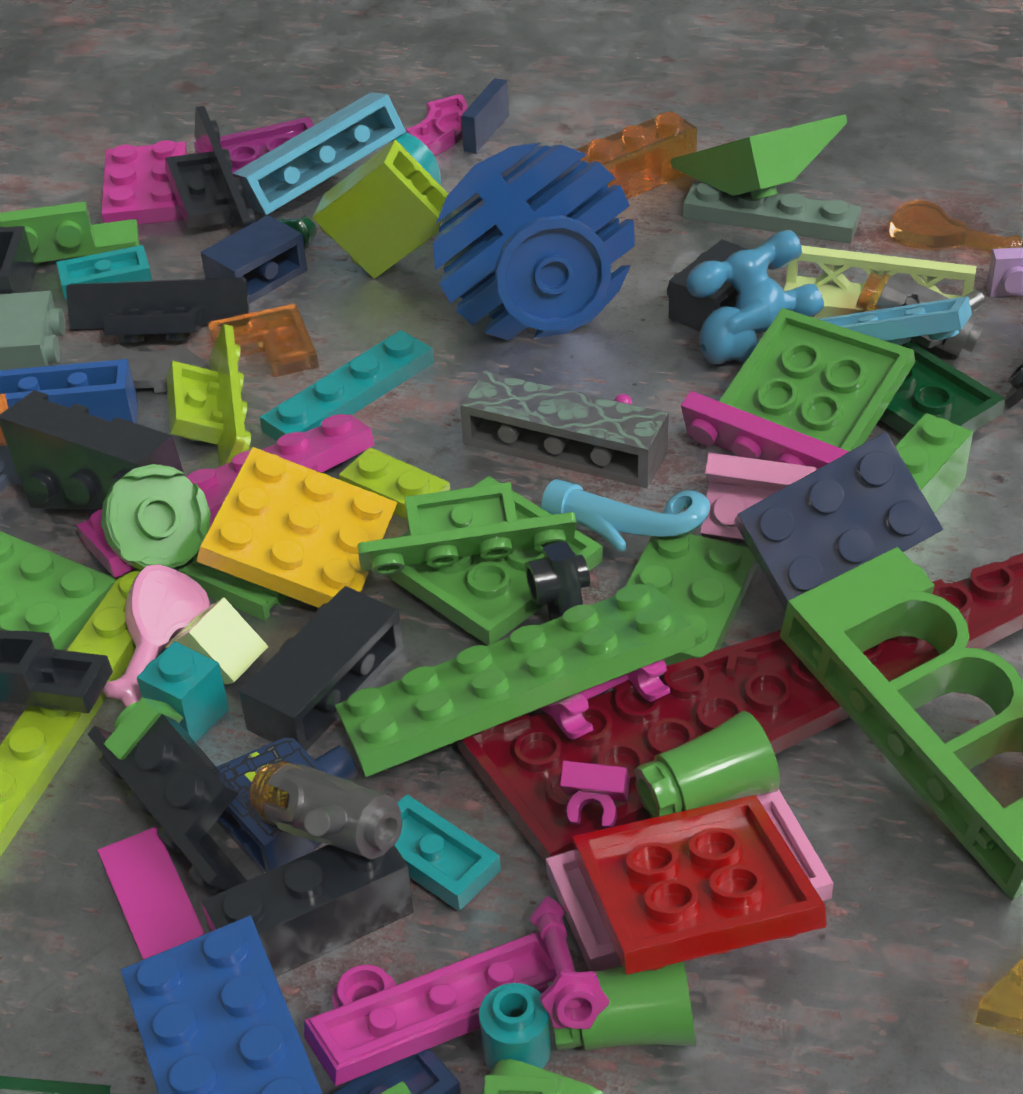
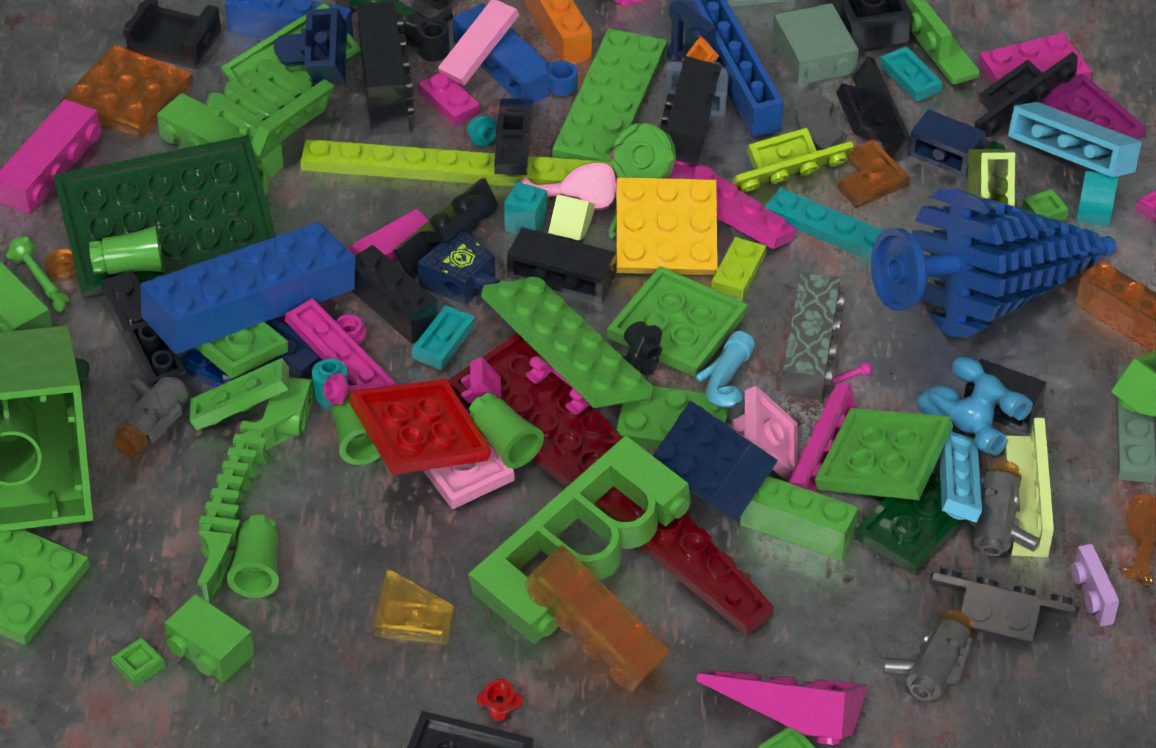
camera: 75 degrees right, 5 degrees up
(134, 724) = (491, 193): bright green plate -> none
(326, 808) = (426, 270): flat silver piece -> none
(463, 525) = (681, 292): bright green bracket -> none

